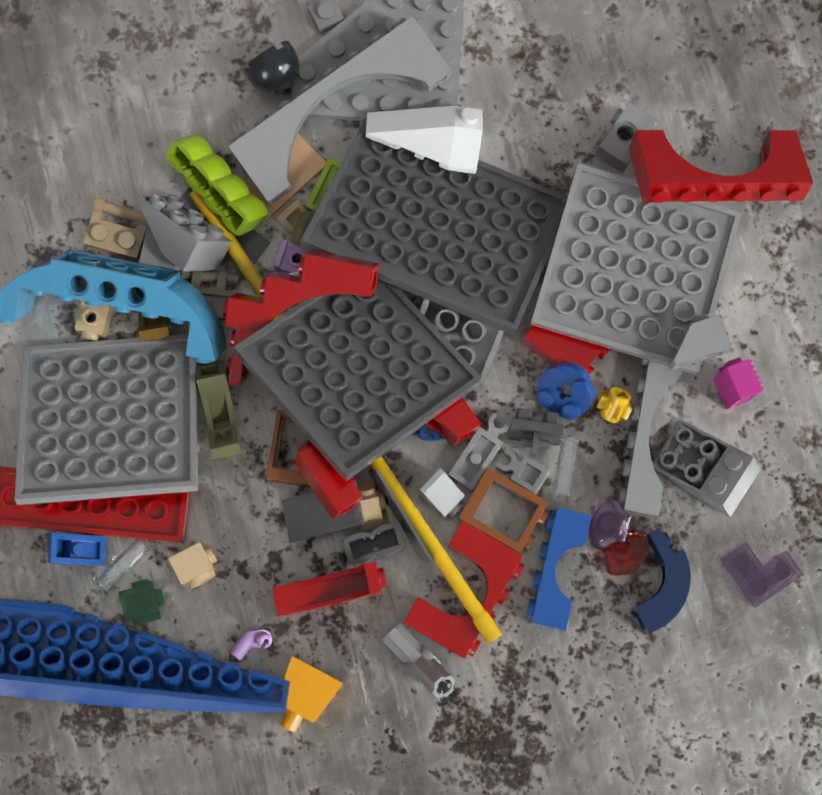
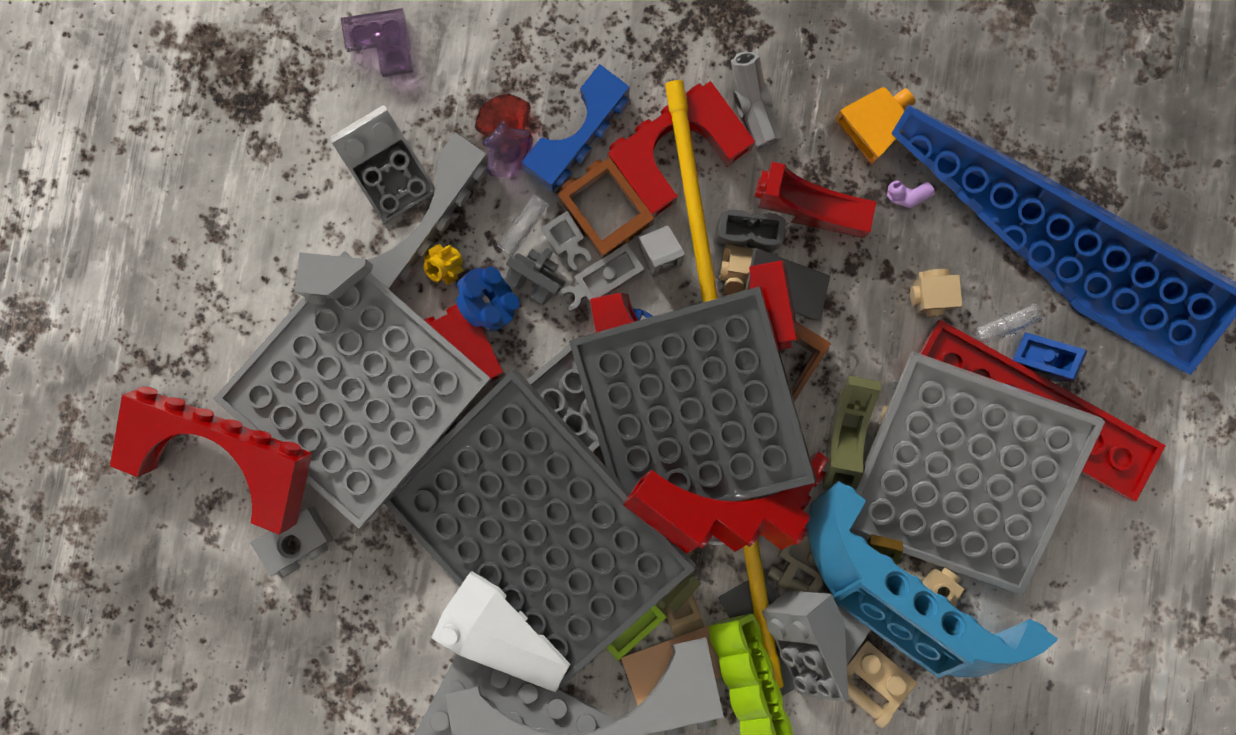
camera: 155 degrees left, 5 degrees up
(142, 602) = (1002, 277): clear green brick -> none
(283, 261) = (712, 570): lavender brick -> none
(400, 515) = (711, 240): dark grey piece -> none
(673, 587) = (477, 57): dark blue arch -> none
(737, 382) = (309, 226): dark pink brick -> none

